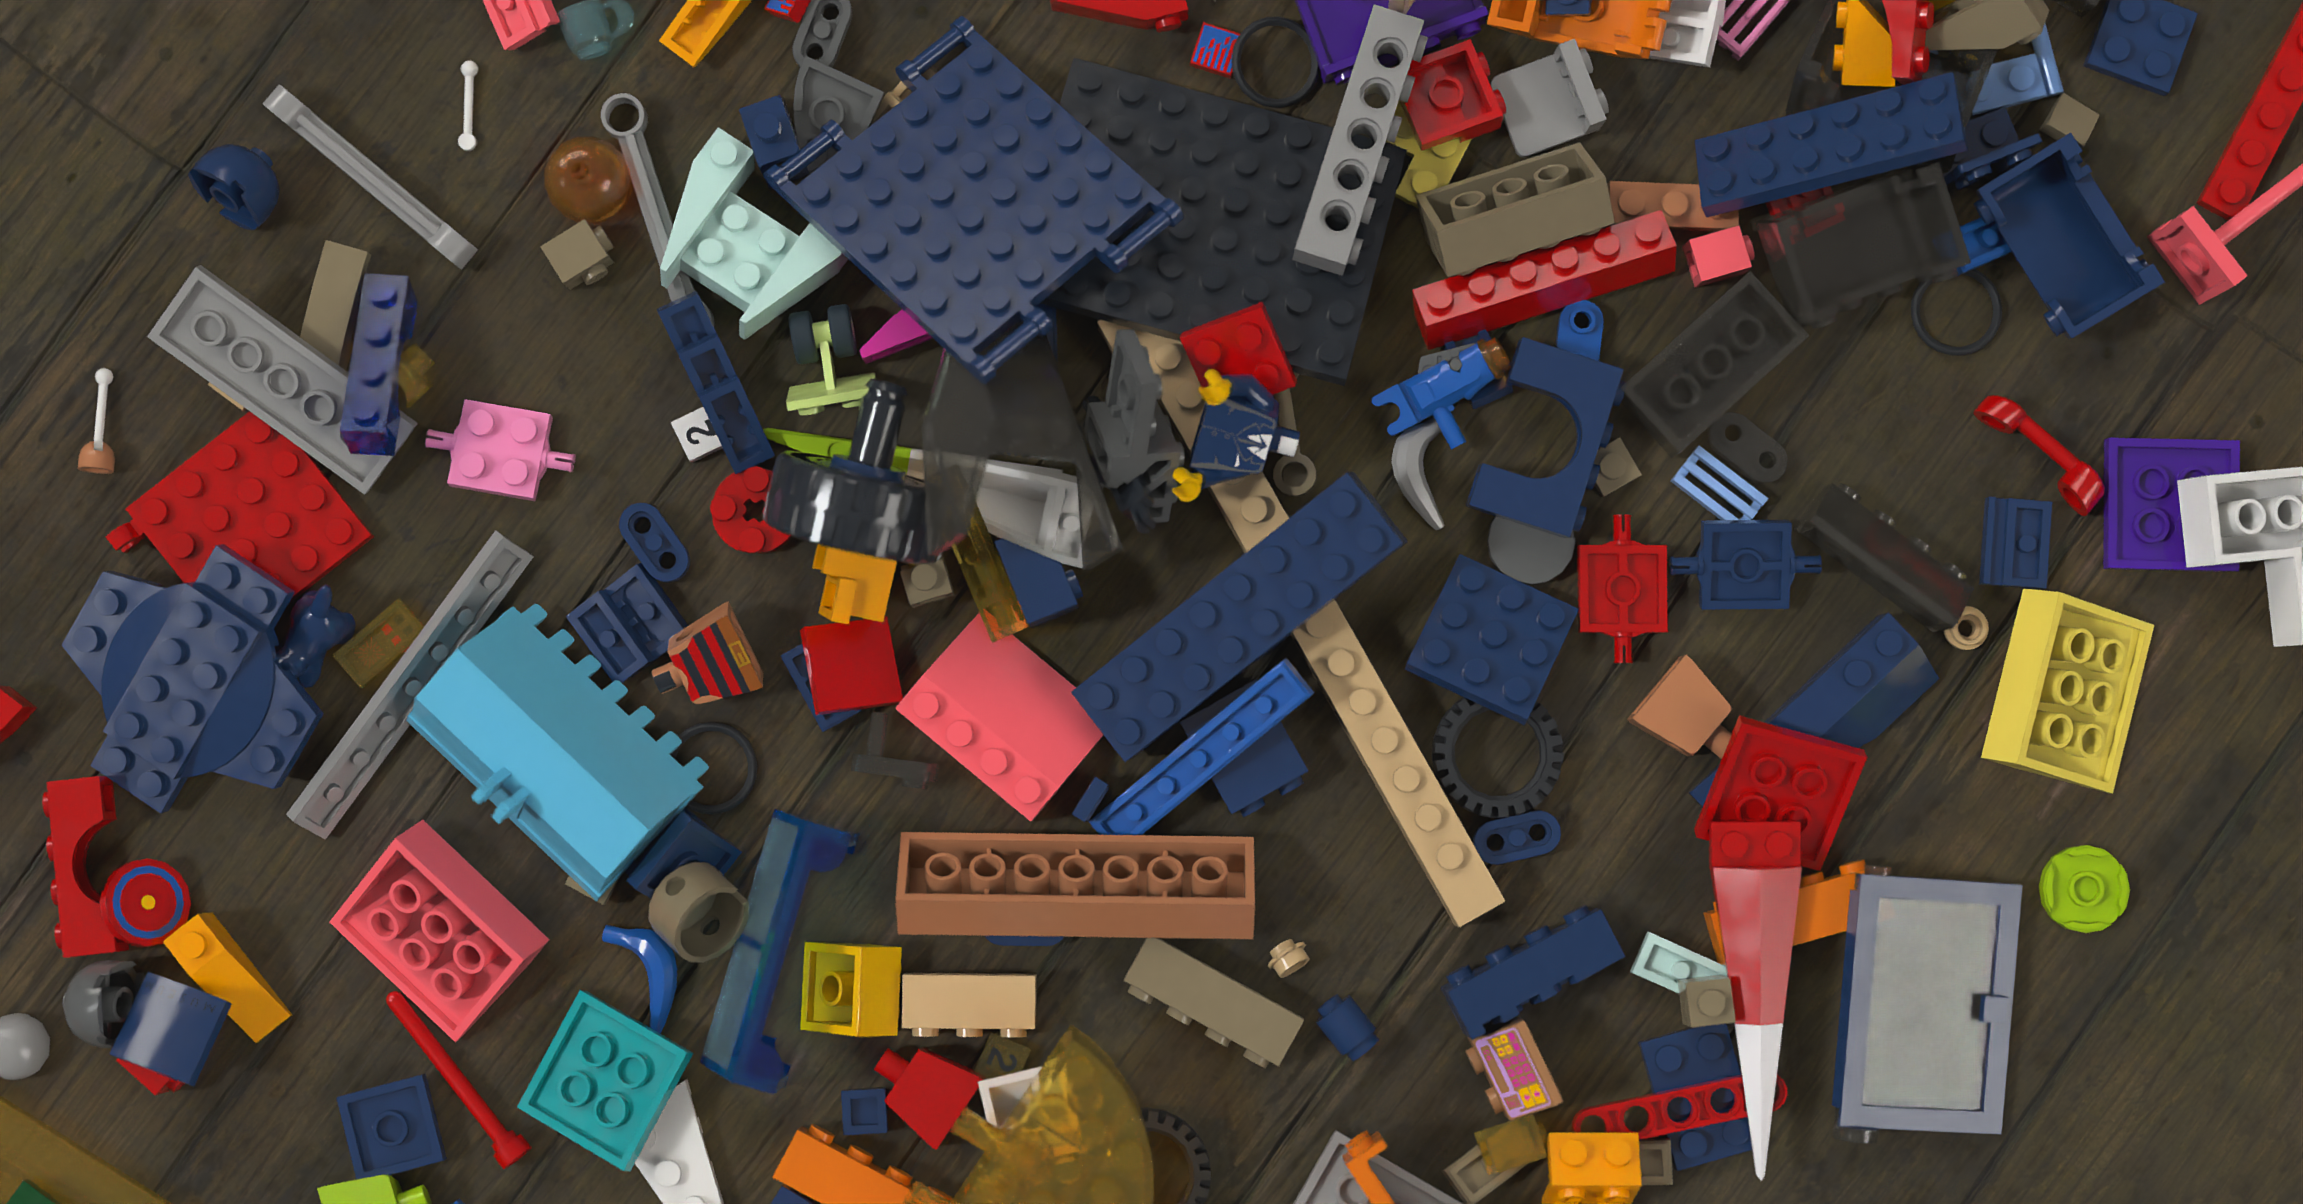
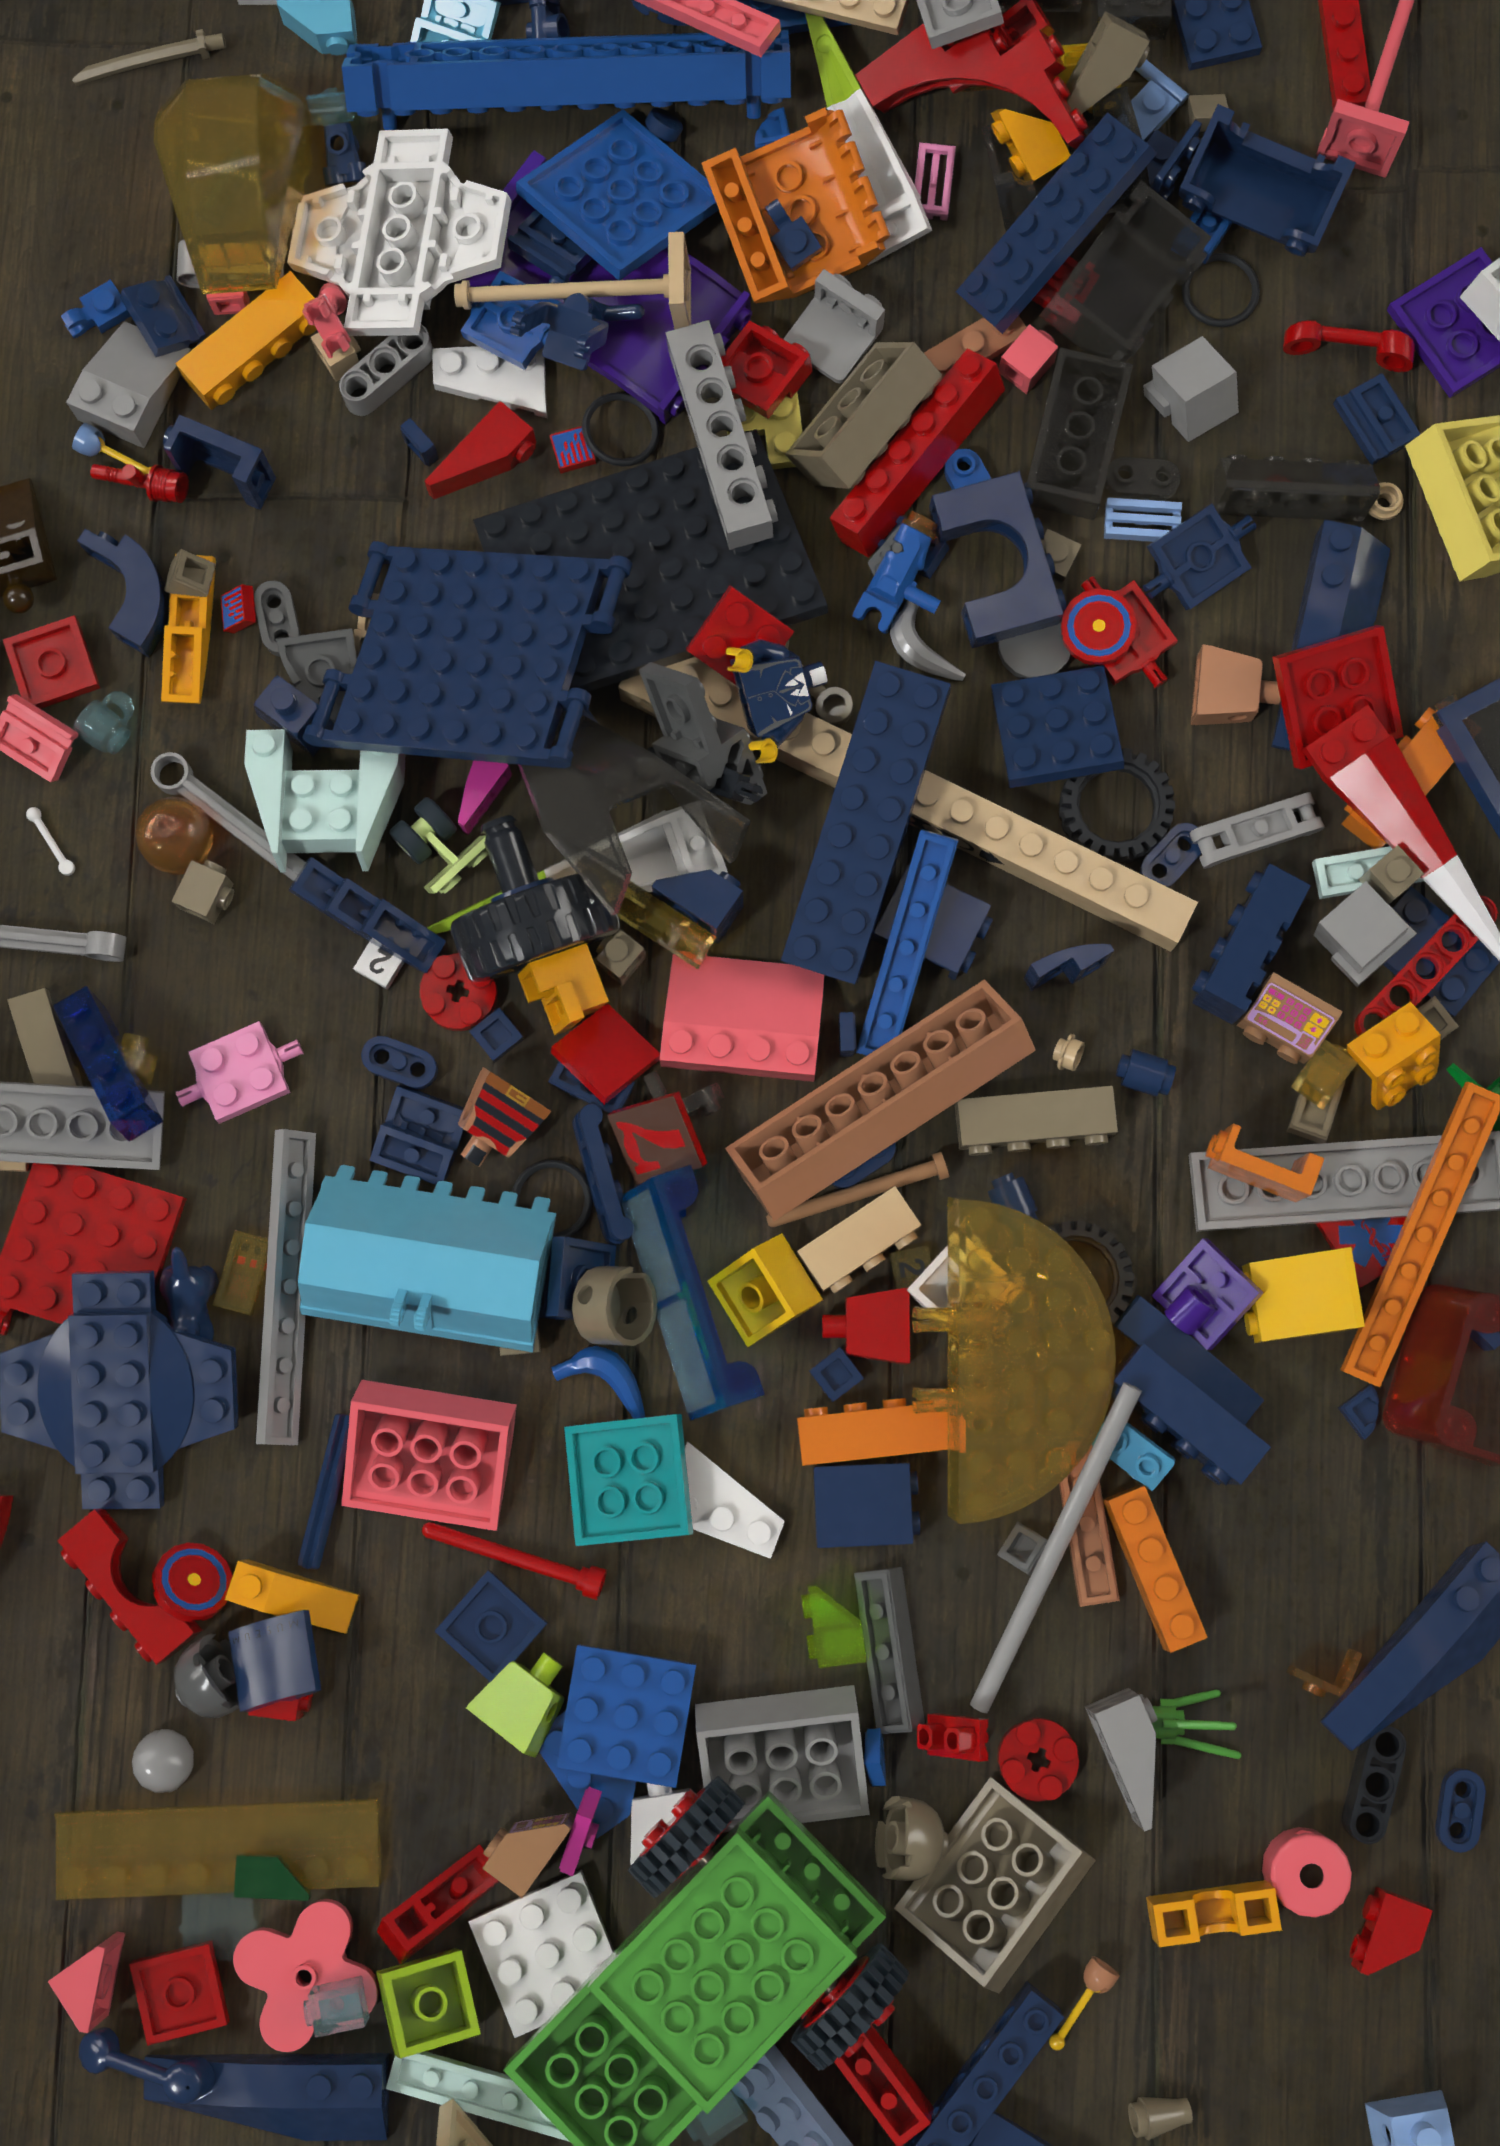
camera: 30 degrees left, 5 degrees down
(320, 903) = (325, 1495): none -> dark blue axle
(763, 576) = (496, 1035): none -> dark blue tile
(764, 795) = (597, 1161): none -> dark blue plate
(844, 780) = (657, 1137): none -> reddish brown tile
(1018, 960) = (865, 1190): none -> medium nougat bar
(1140, 1061) = (1013, 1194): none -> dark blue brick
(1350, 880) = (1074, 962): none -> dark blue slope
(1598, 569) = (1098, 627): none -> red tile
(1614, 867) = (1257, 829): none -> light grey plate
(1643, 1037) = (1363, 934): none -> light grey plate
(1855, 395) = (1194, 388): none -> light grey plate

